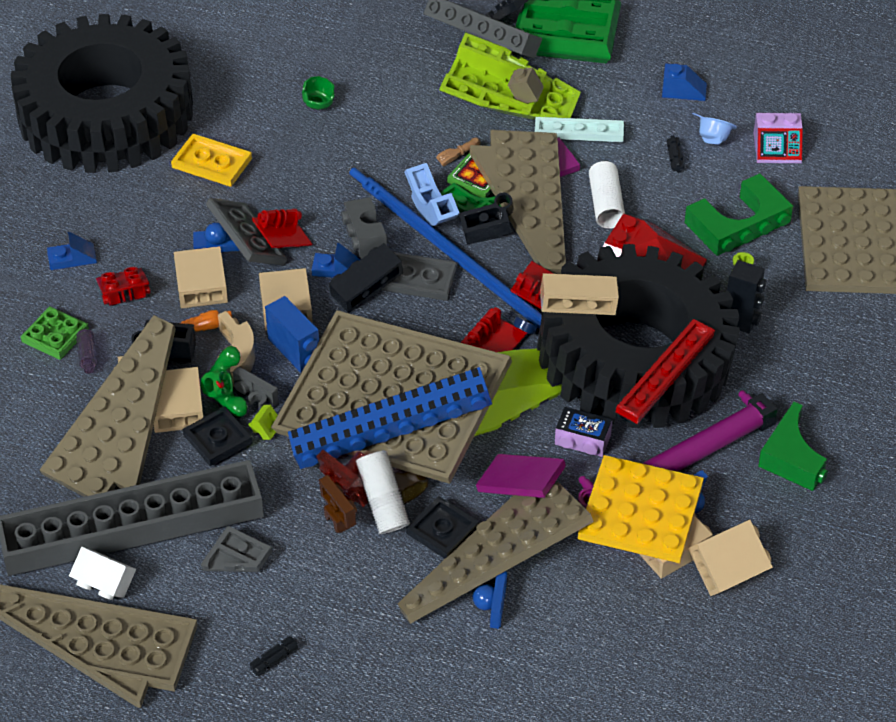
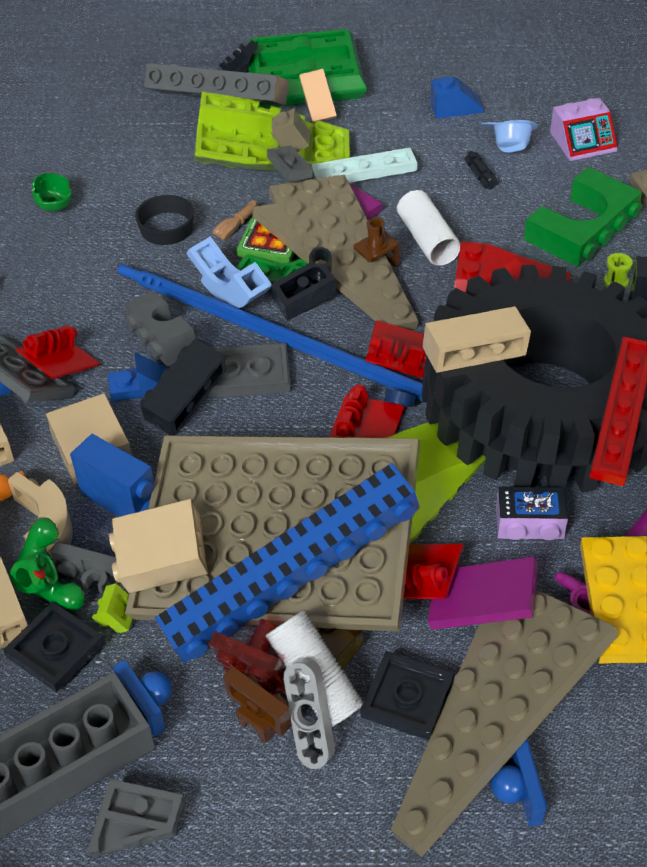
camera: 15 degrees left, 0 degrees up
(268, 481) = (147, 693): none -> blue tile
(306, 386) = (158, 546): none -> tan brick
(377, 511) = (324, 738): none -> light grey beam
(401, 123) = (165, 204): none -> black tyre
(489, 451) = (431, 570): none -> red hinge
(513, 114) = (289, 164): none -> dark grey plate
(557, 199) = (378, 243): none -> reddish brown bracket
(565, 55) = (317, 95): none -> light nougat tile

